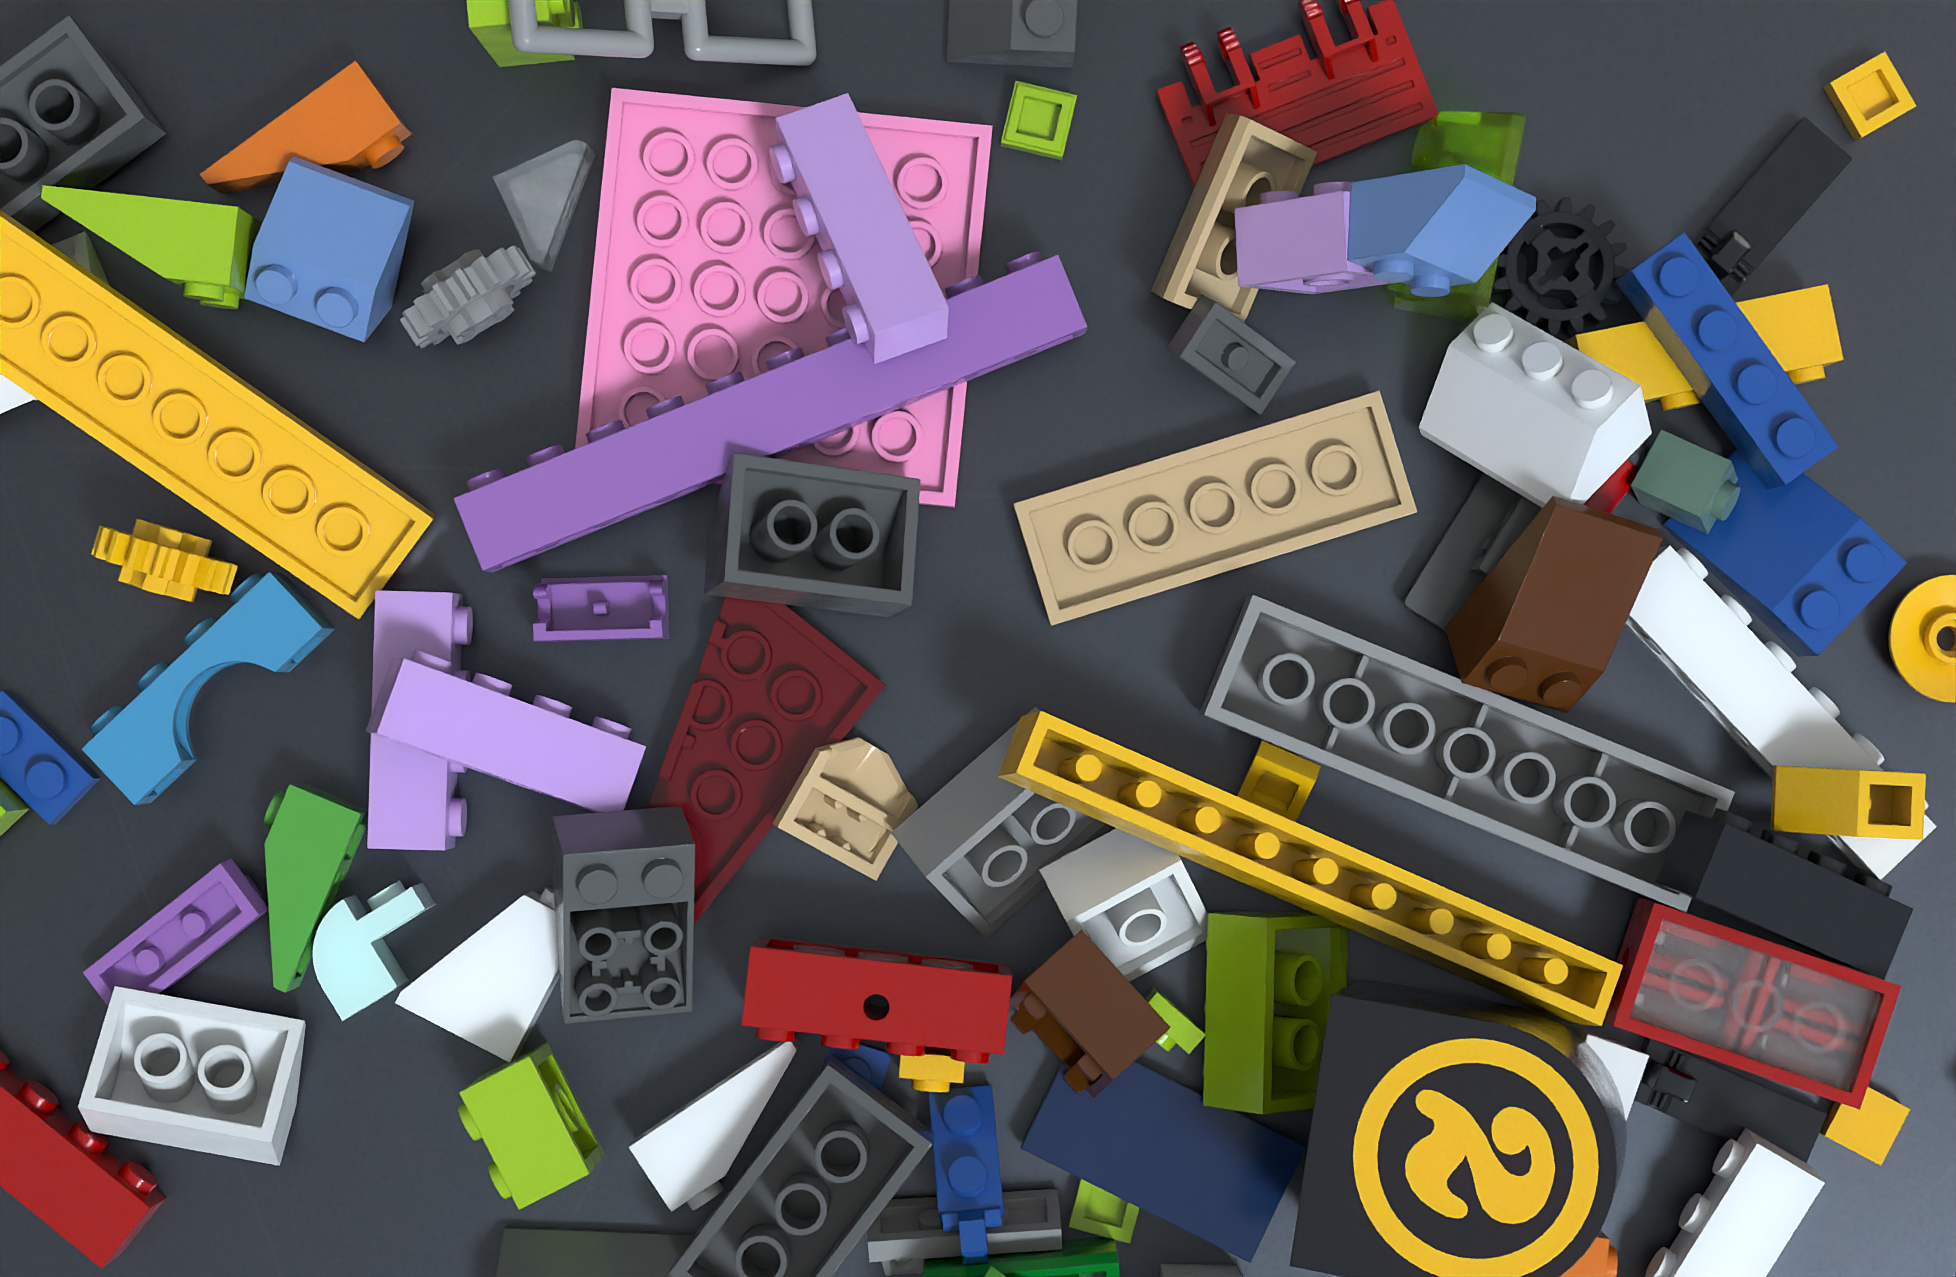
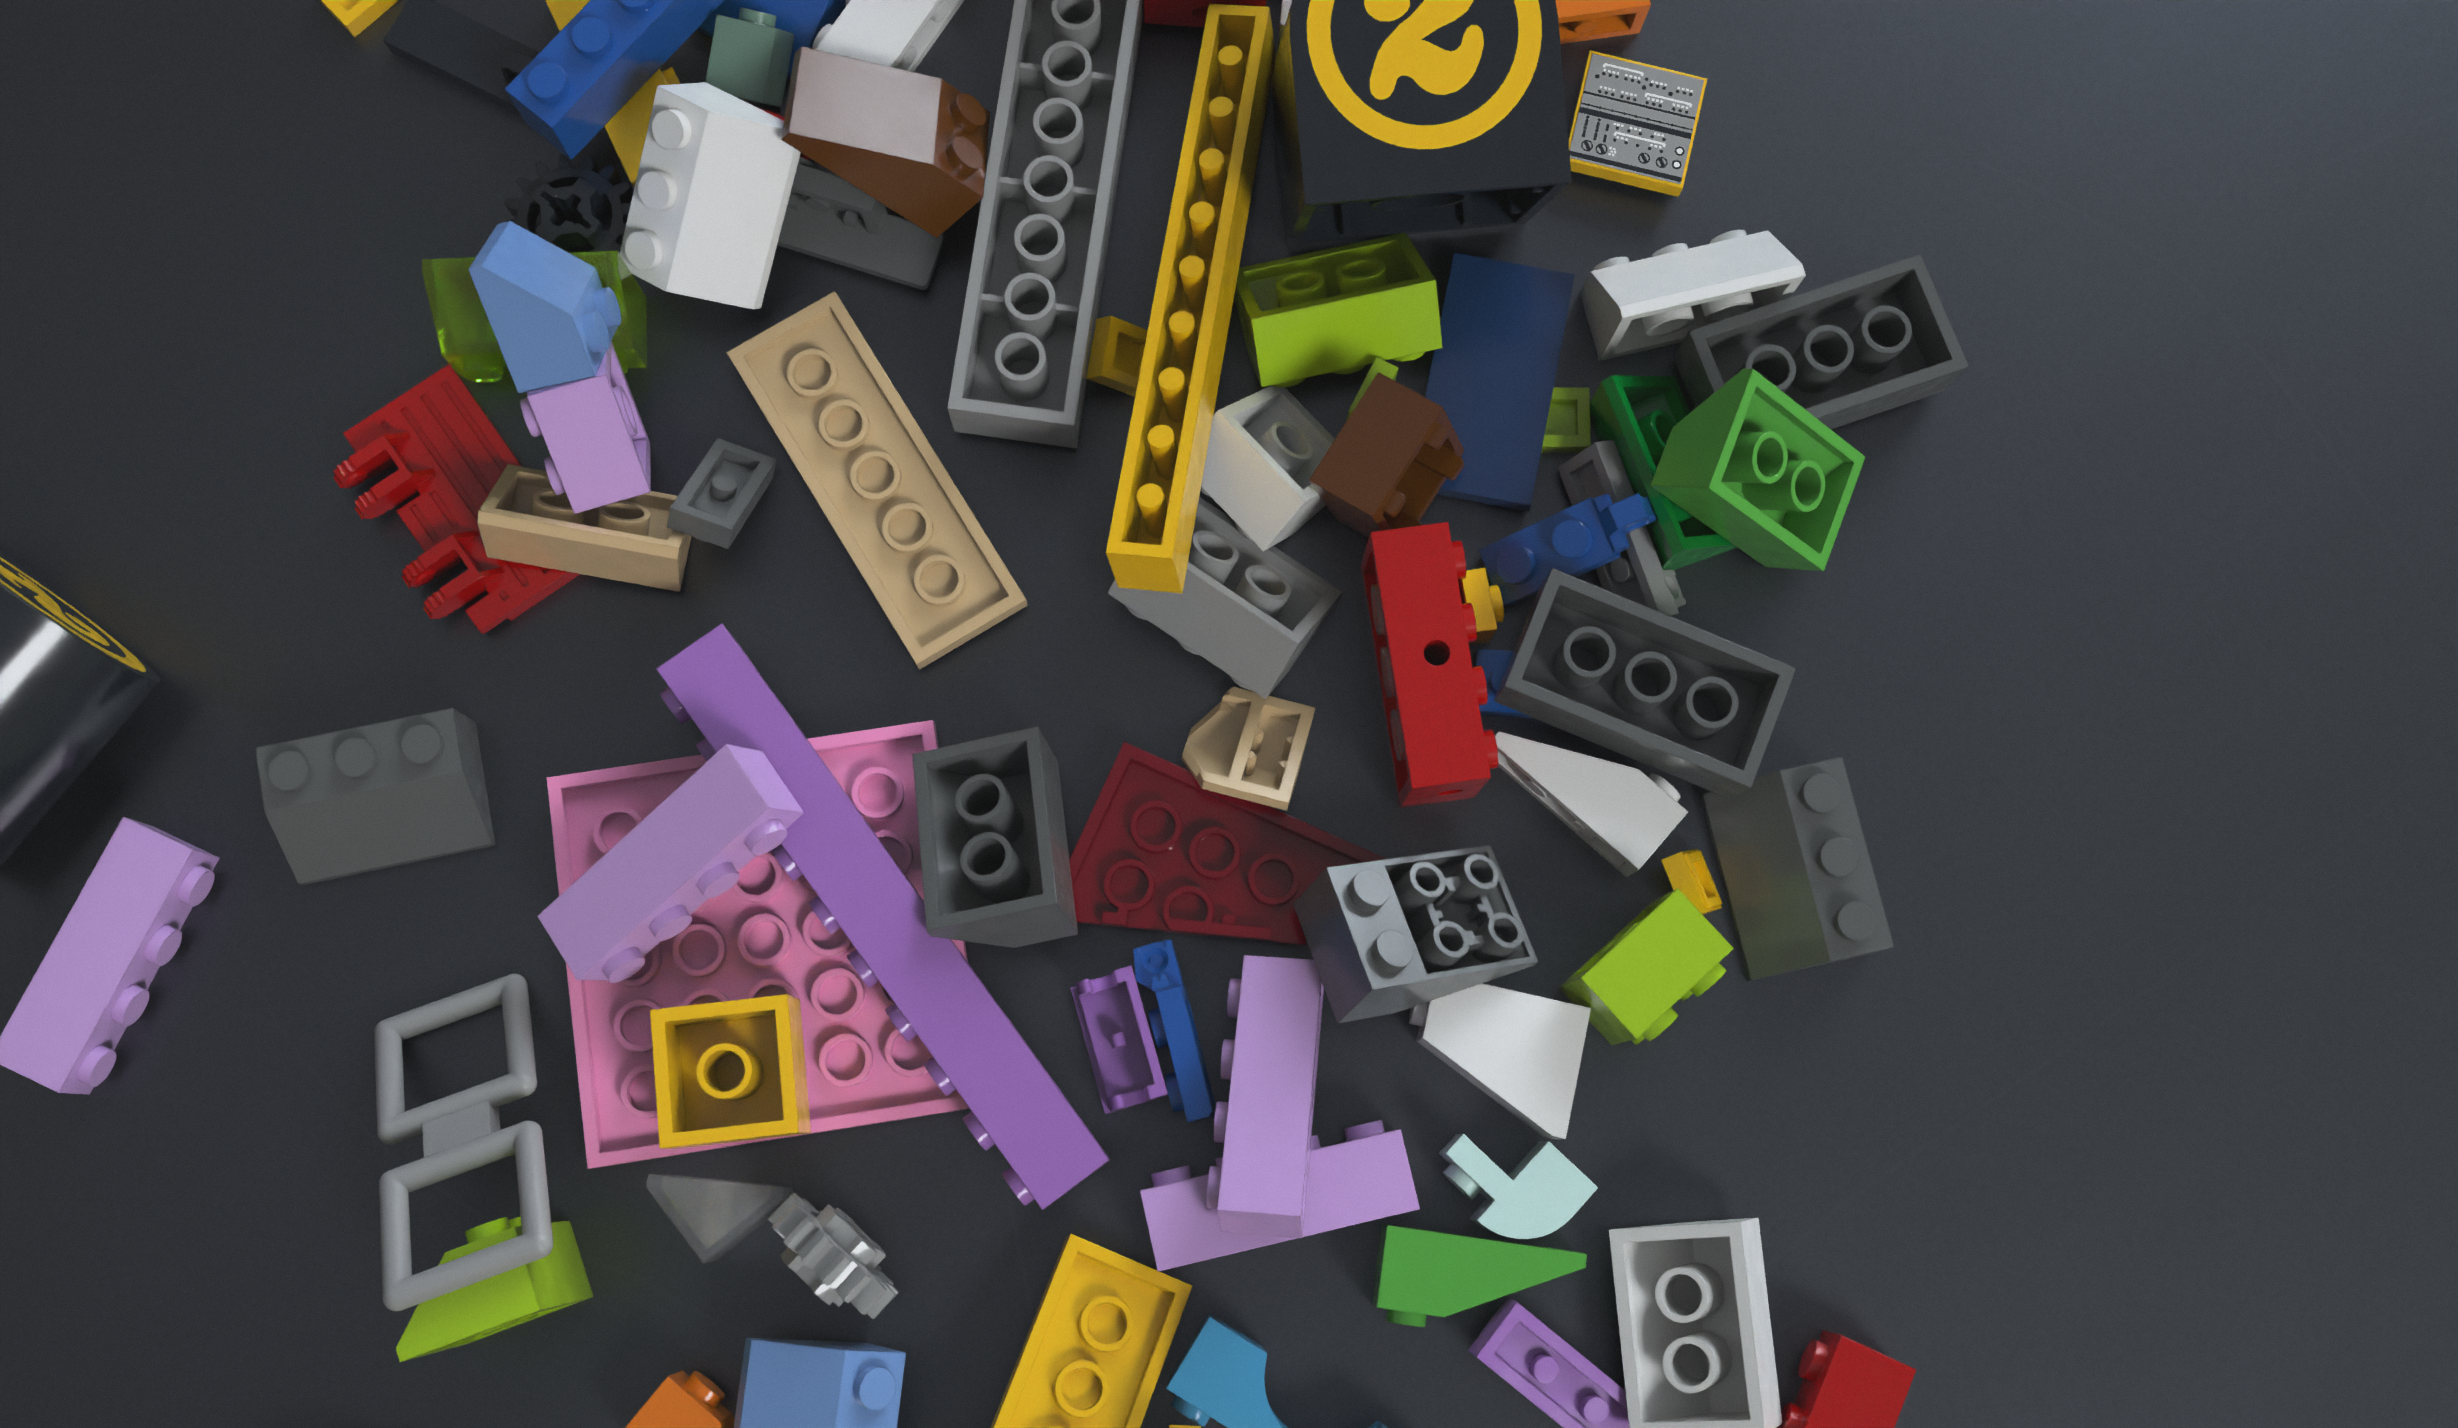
camera: 110 degrees left, 10 degrees down
(600, 664) = (1175, 1027): none -> blue hinge
(607, 1197) = (1692, 877): none -> yellow tile
(655, 240) = (730, 1071): none -> yellow brick
(1038, 120) = (534, 739): lime tile -> none

